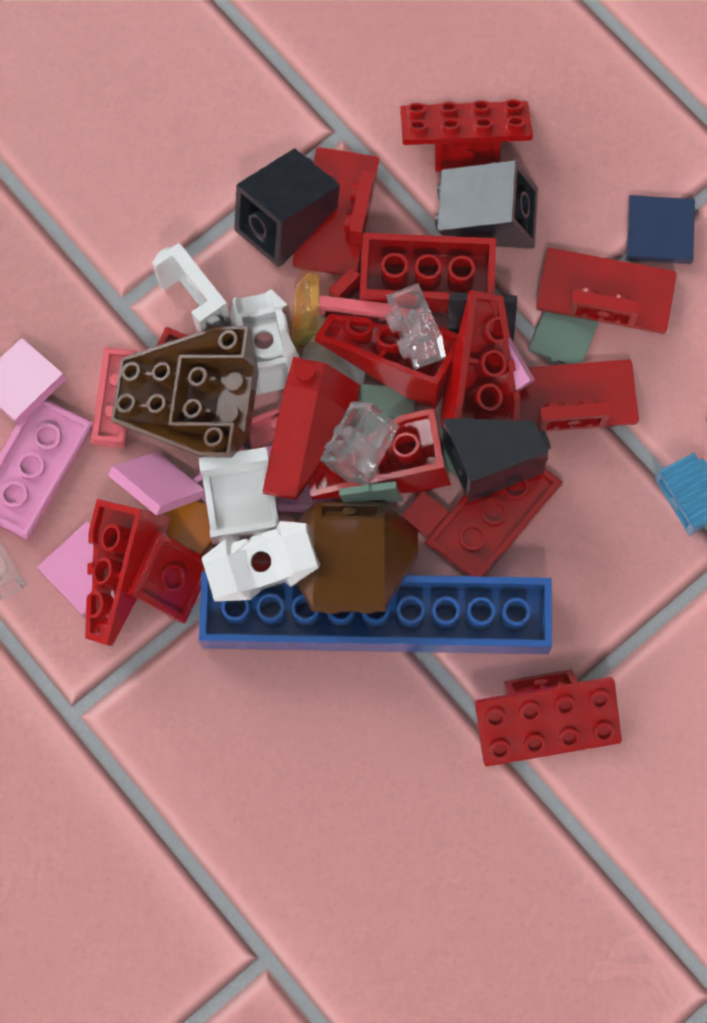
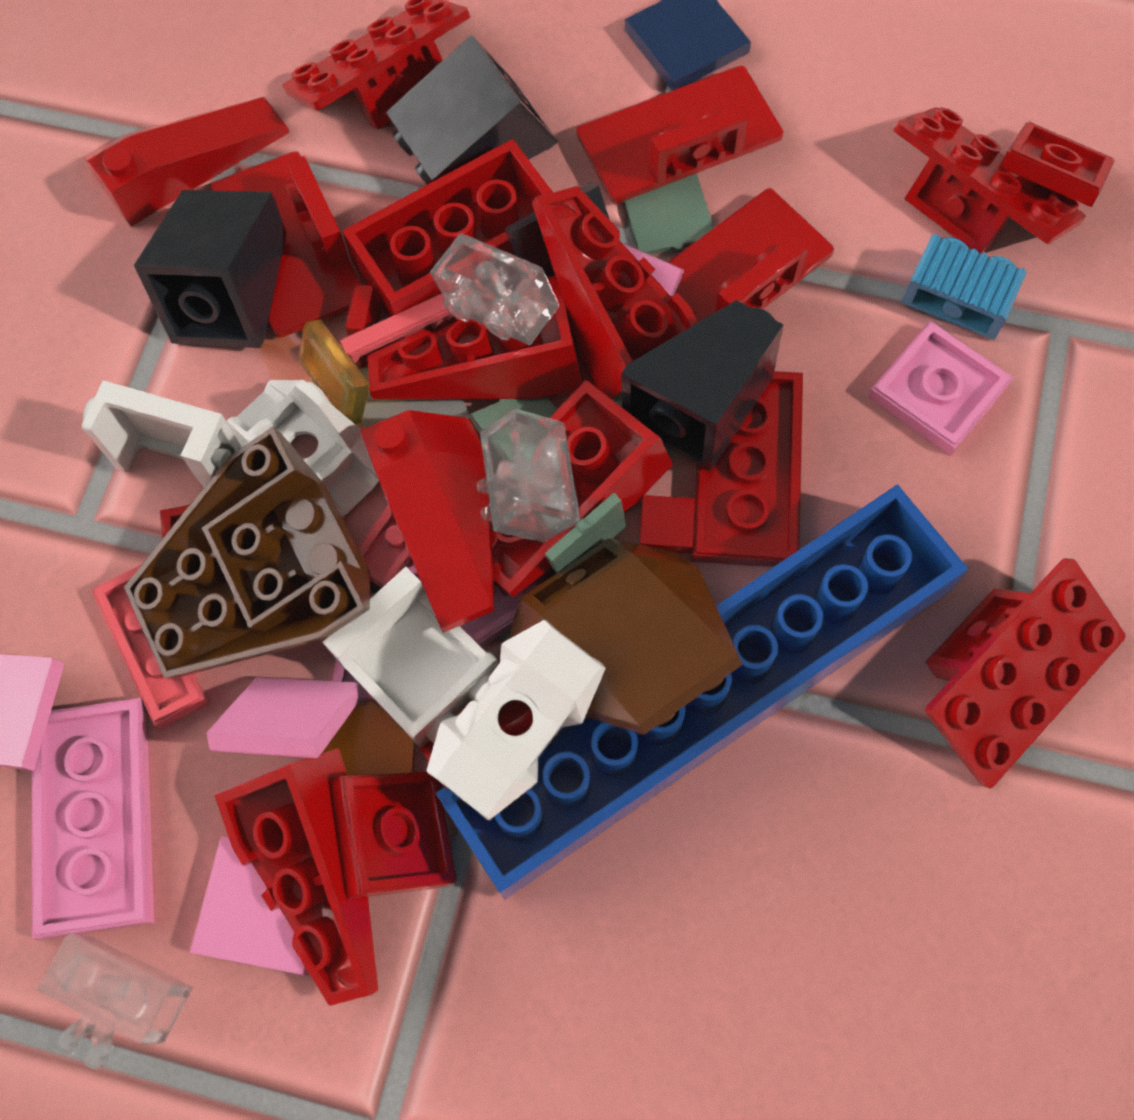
camera: 35 degrees left, 5 degrees down
(306, 113) = (156, 163): none -> red wedge
(634, 541) = (940, 387): none -> bright pink tile

